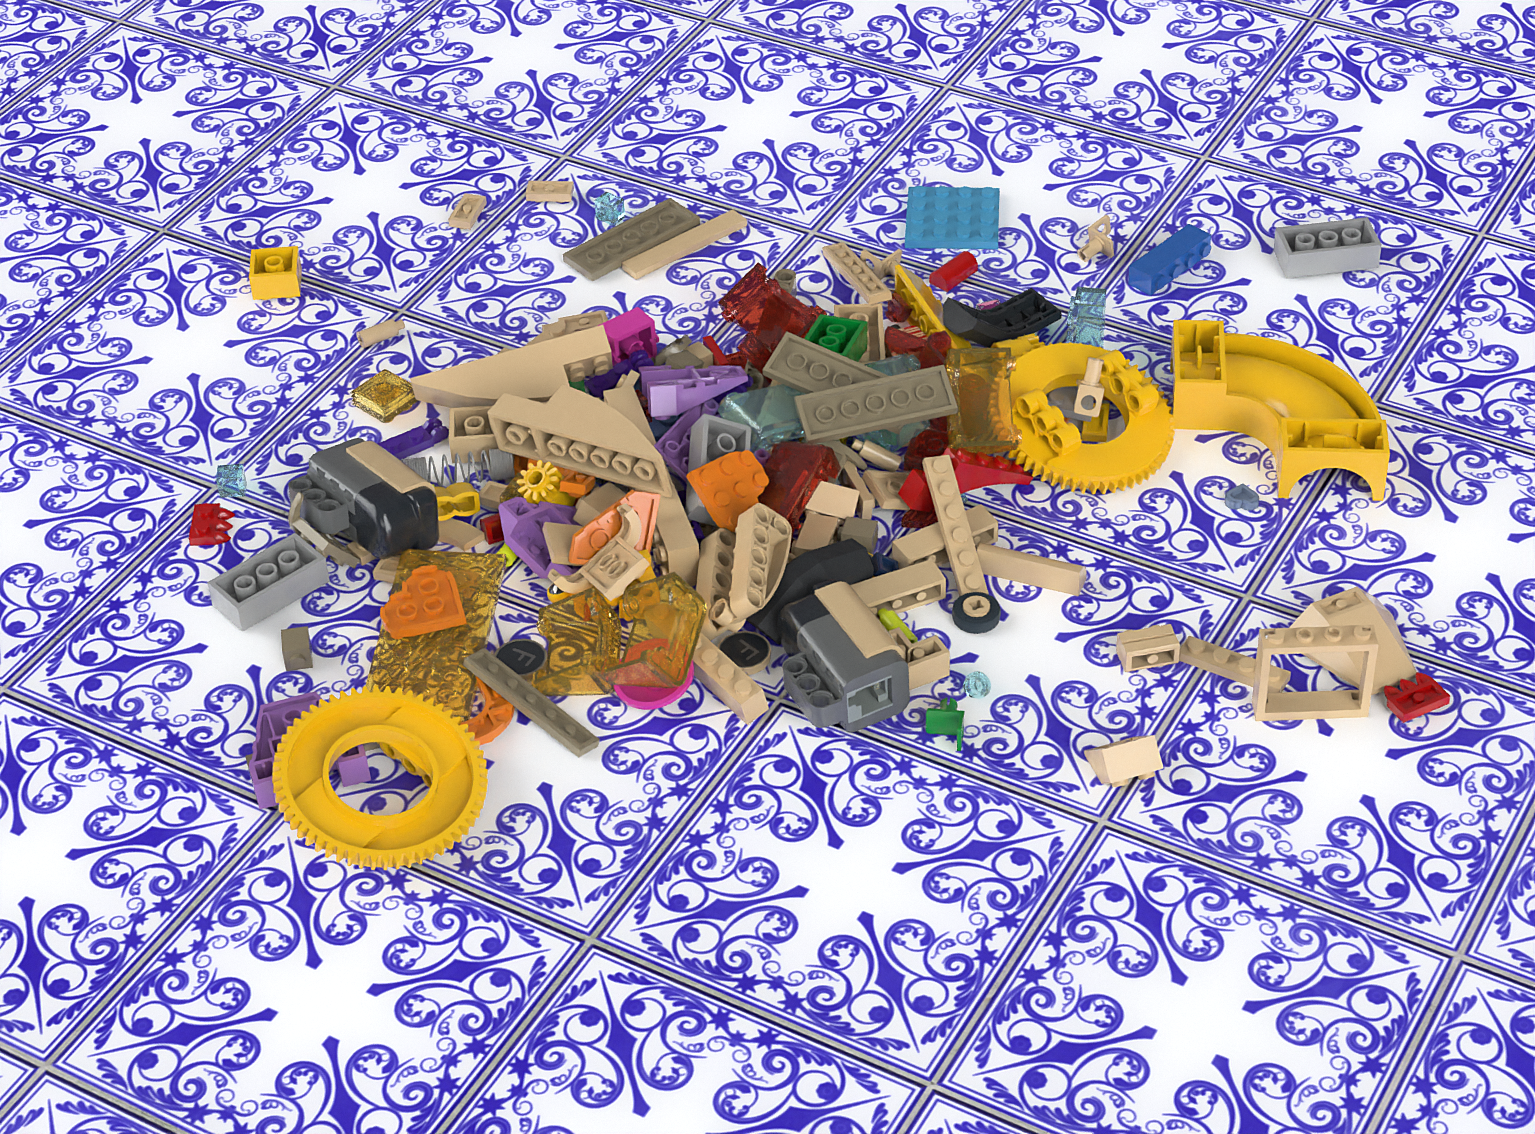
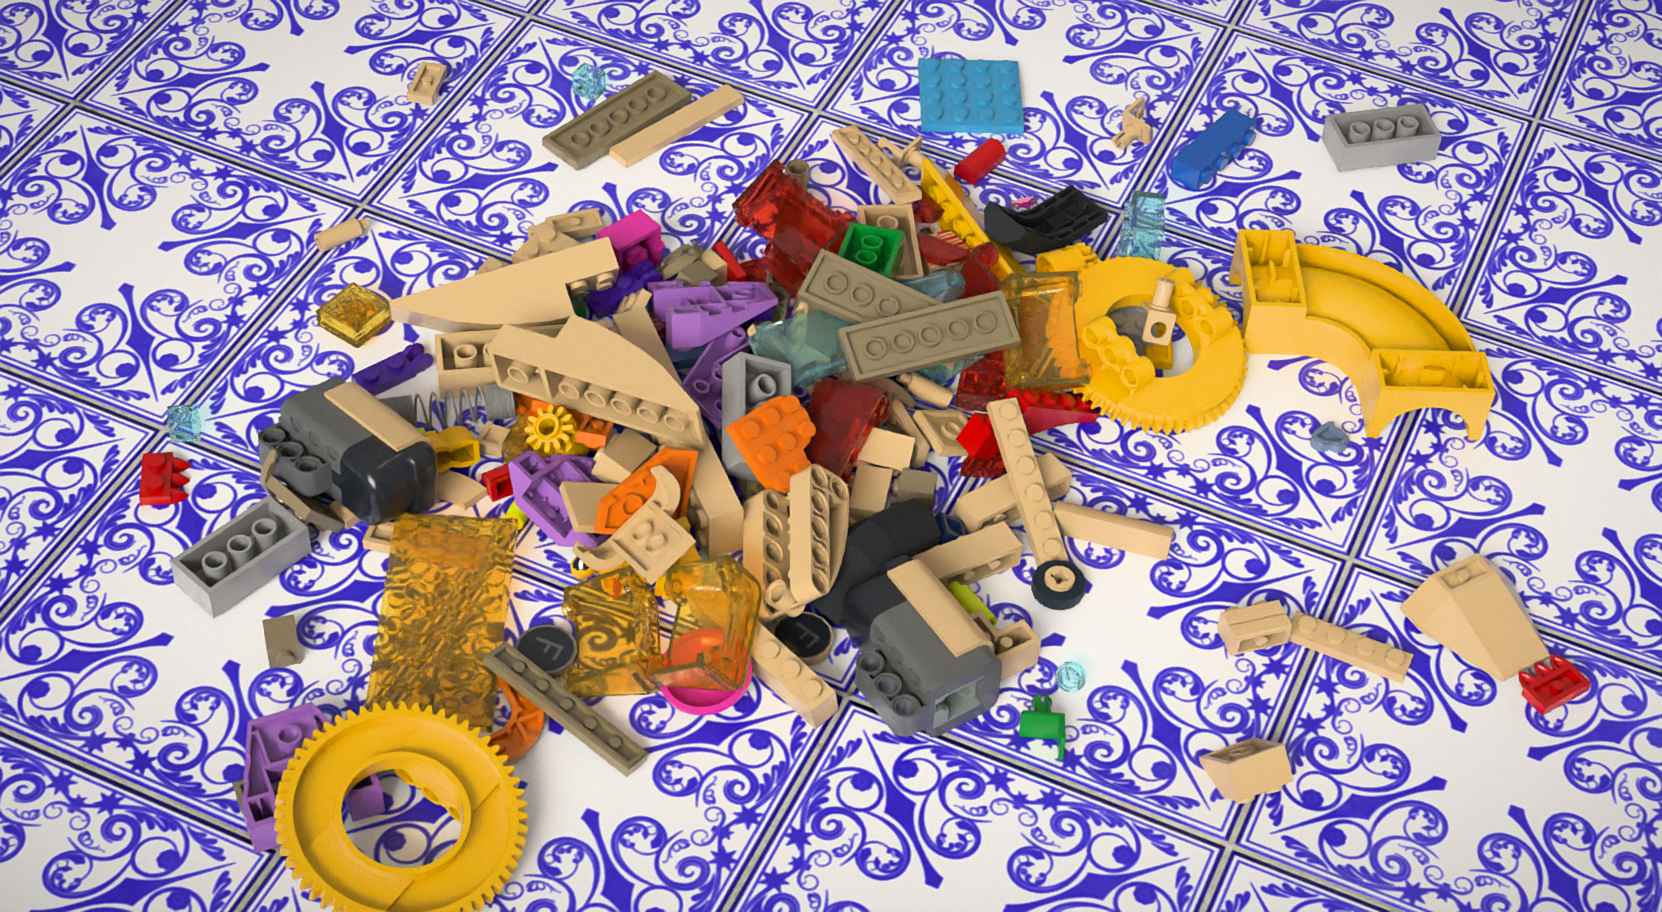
camera: 10 degrees left, 5 degrees up
(275, 273) = (213, 159): yellow brick -> none
(424, 605) = (430, 587): orange plate -> none
(550, 191) = (518, 59): tan plate -> none
(1314, 703) = (1452, 693): tan window -> none

